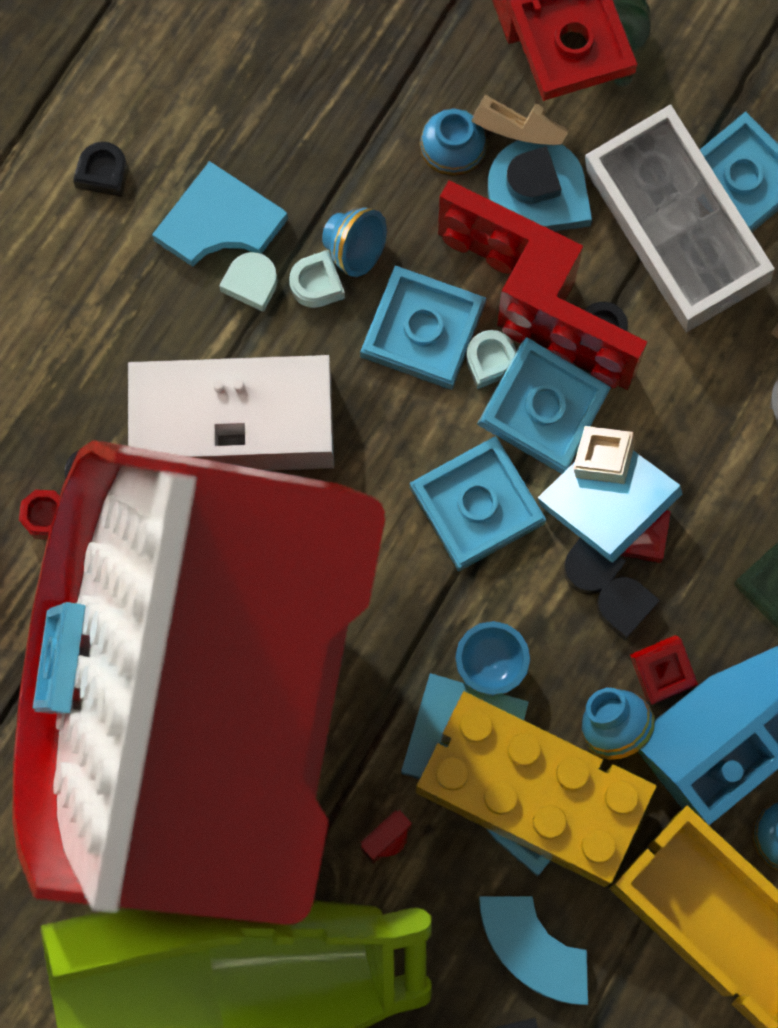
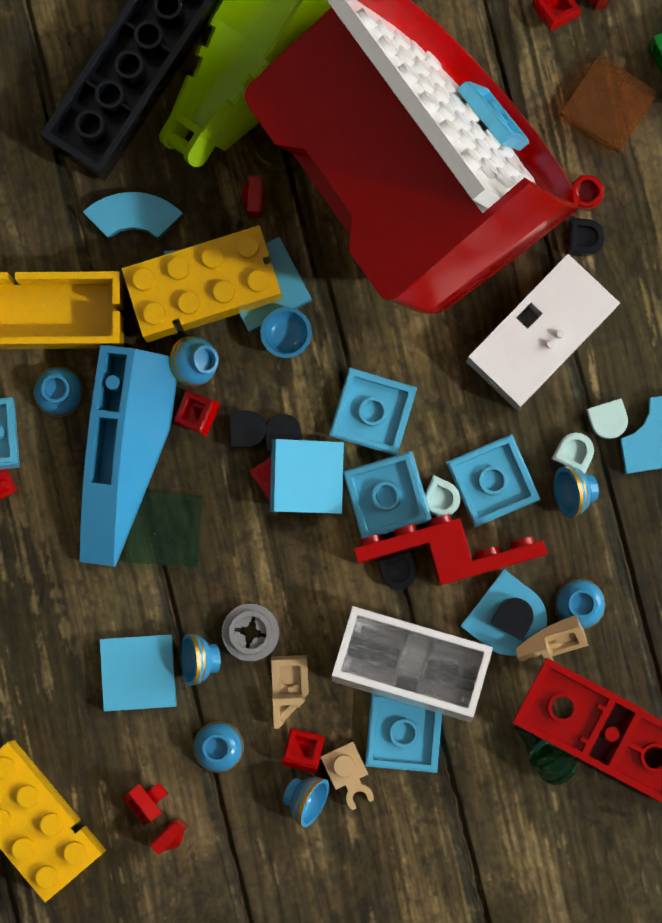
camera: 140 degrees right, 10 degrees up
(604, 455) = (329, 495): tan tile -> none

